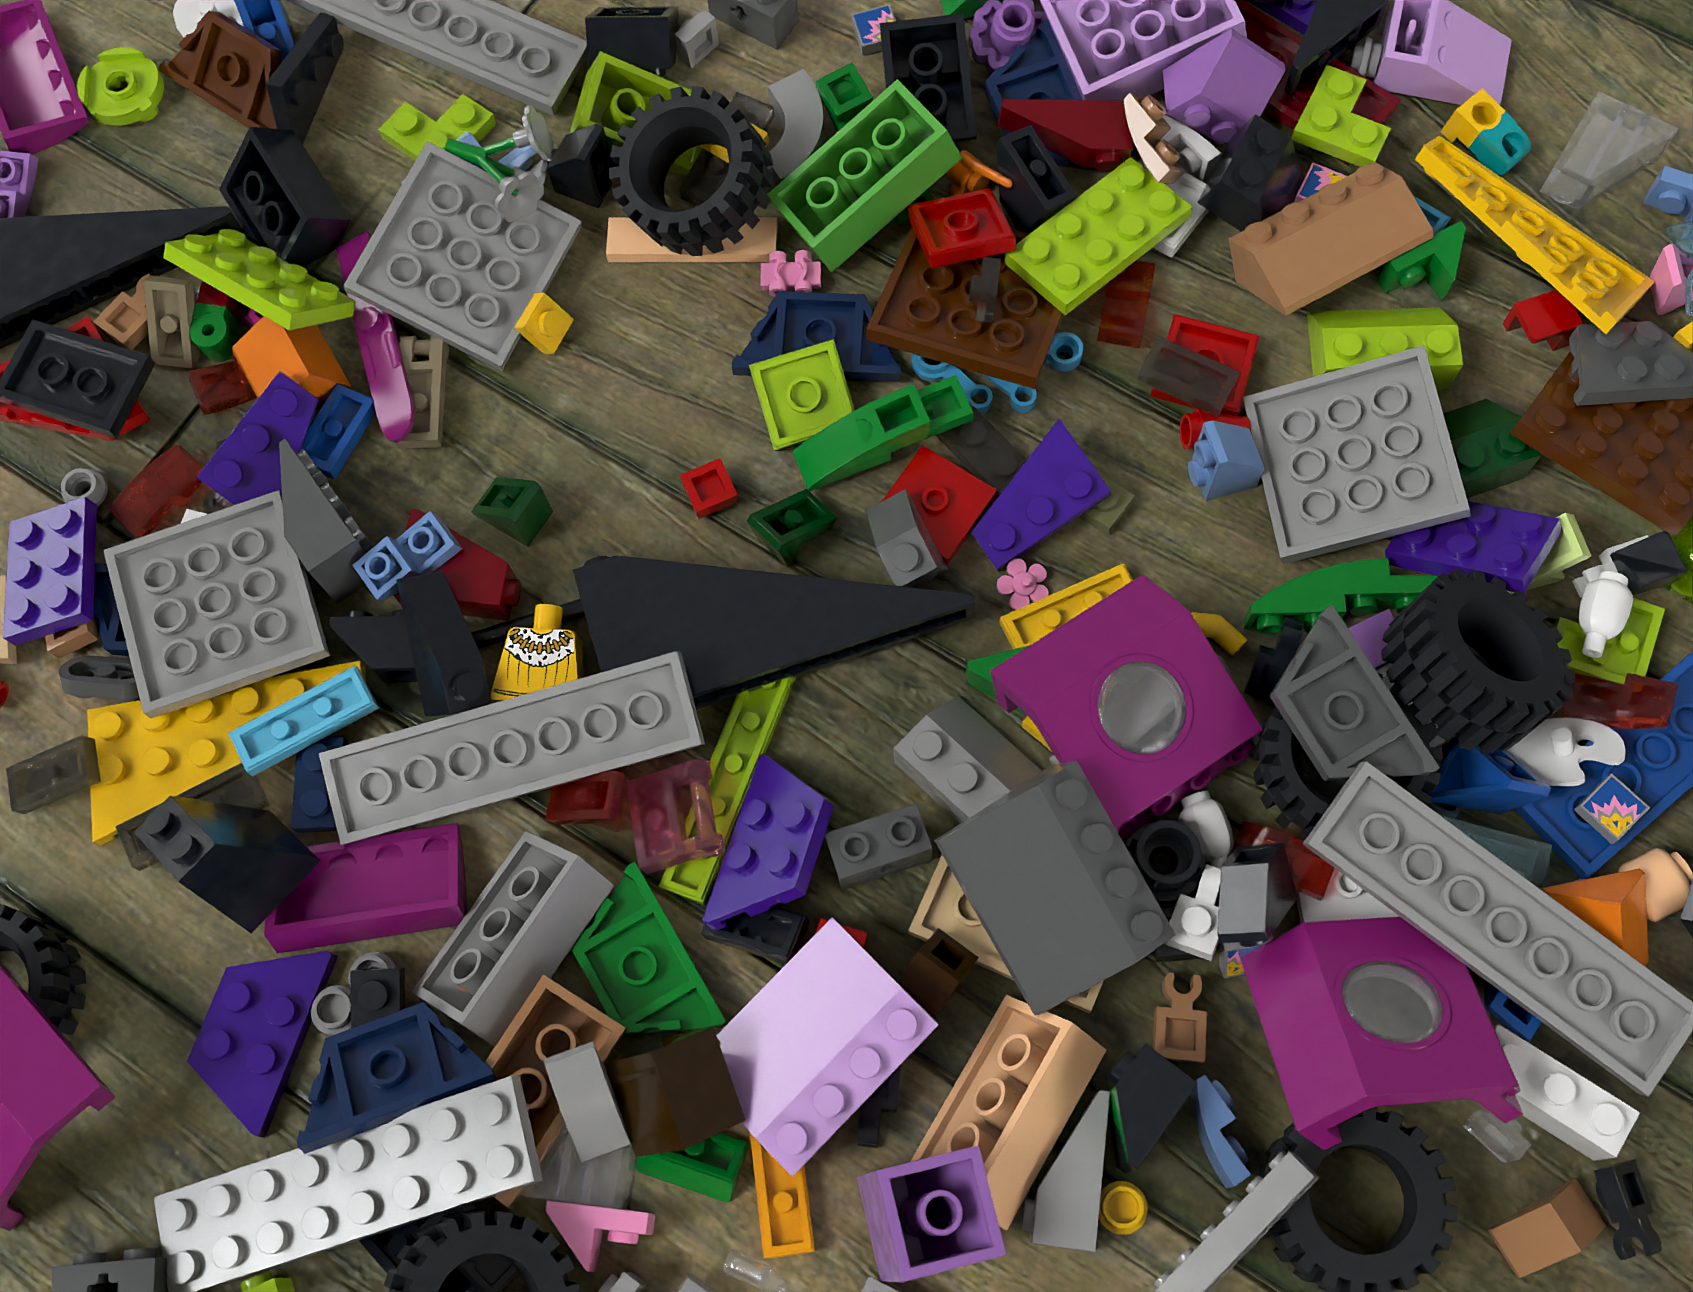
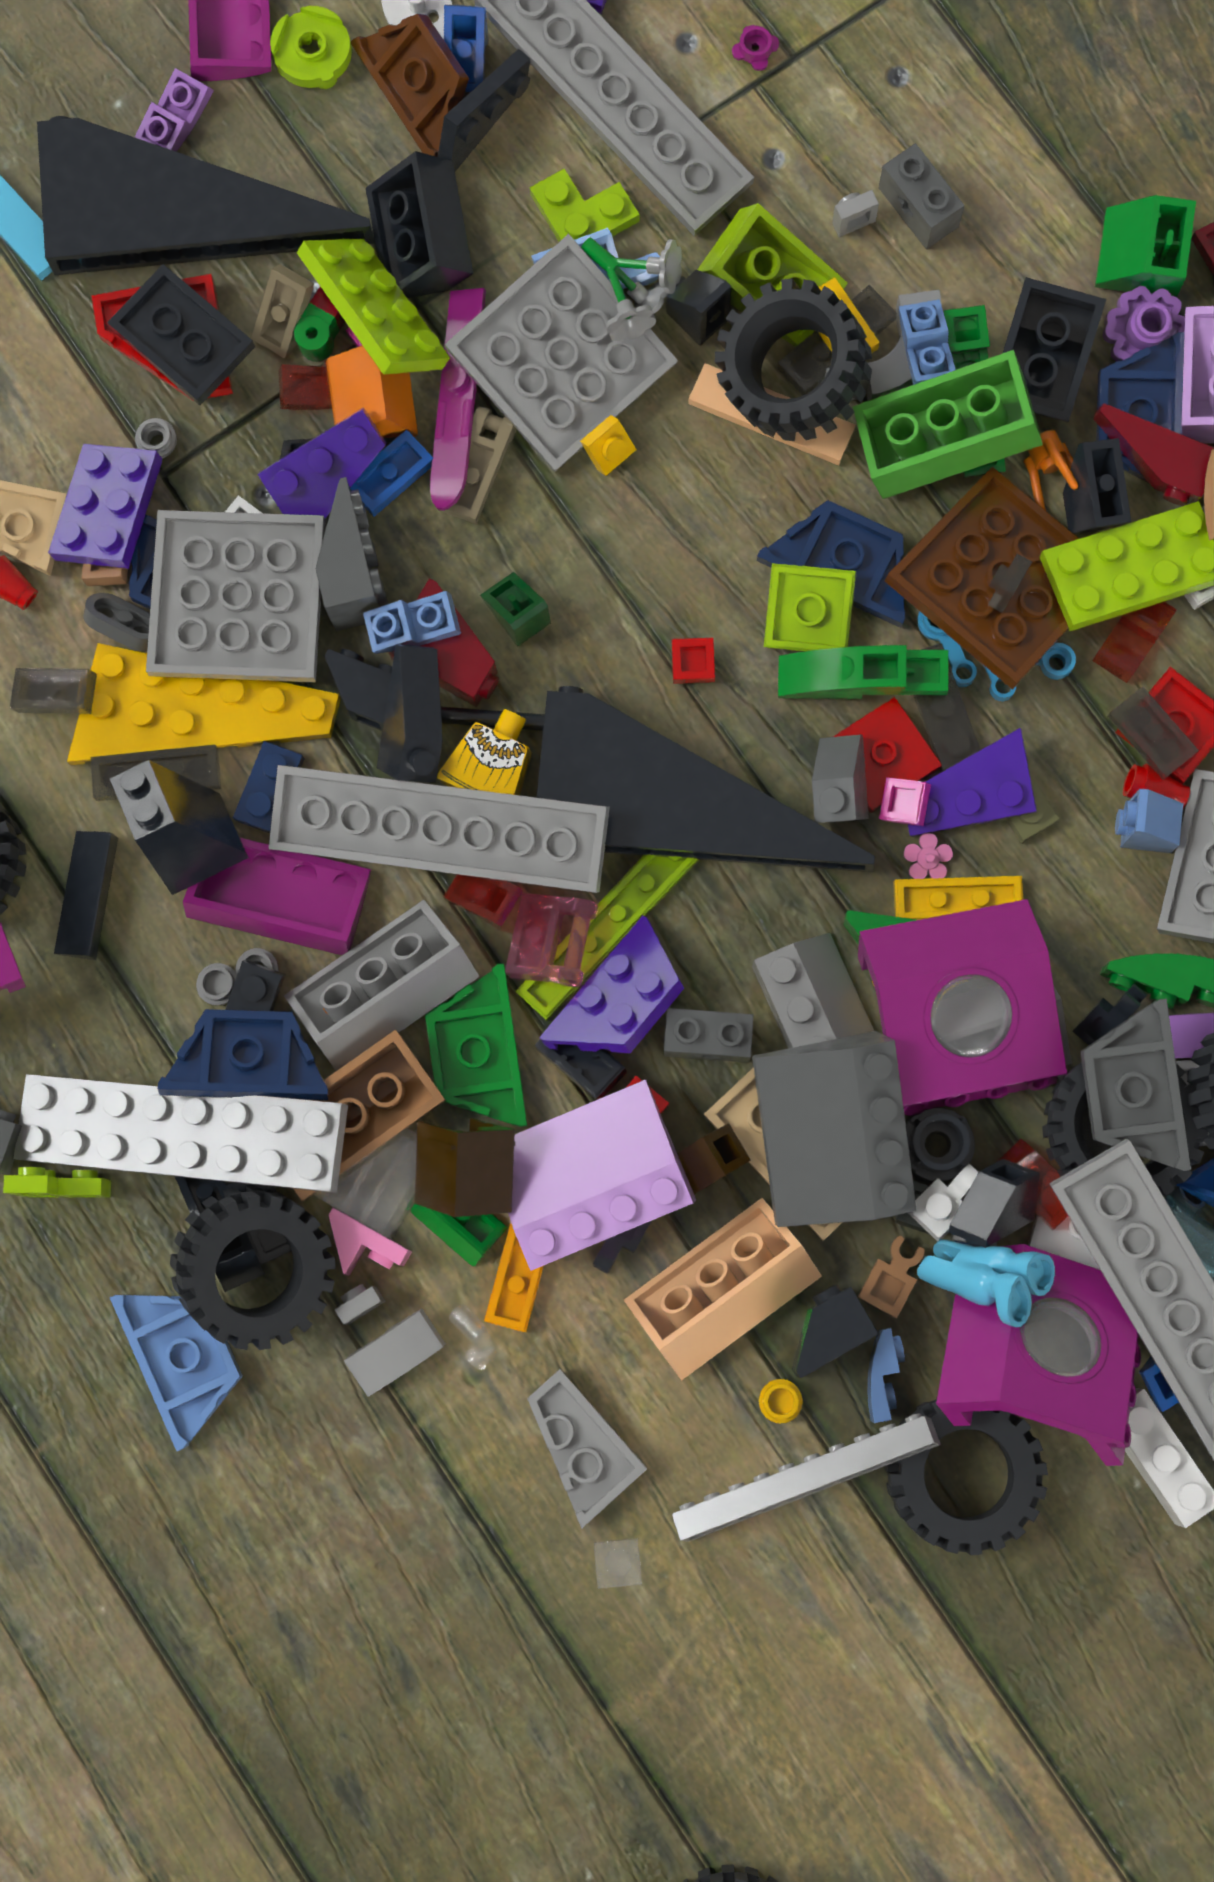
camera: 25 degrees right, 10 degrees up
(126, 318) = (244, 288): medium nougat plate -> none
(160, 974) = (86, 894): none -> black slope
(163, 483) = (217, 465): clear red slope -> none
(258, 1032) = (150, 975): dark purple wing -> none
(303, 720) = (275, 730): medium azure tile -> none
(587, 1101) = (393, 1146): light grey slope -> none
(634, 35) = (797, 187): black slope -> none
(790, 276) = (839, 485): bright pink piece -> none
(790, 524) = (751, 724): dark green slope -> none
(809, 111) = (925, 340): none -> medium blue slope
(867, 27) = (1024, 262): tile -> none
(930, 1215) = (625, 1344): medium lavender slope -> none
(961, 228) = (1014, 510): red plate -> none
(977, 535) = (905, 801): none -> tile
(1069, 1193) = (744, 1372): light grey slope -> none
(1210, 825) = (987, 1132): white plant -> none
(1221, 631) = (1073, 964): yellow arm -> none
(1284, 968) = (990, 1276): none -> medium azure piece
(1497, 1137) = (1106, 1477): clear plate -> none
(1548, 1230) = (1110, 1559): medium nougat slope -> none
(1627, 1202) = (1181, 1564): black plate -> none

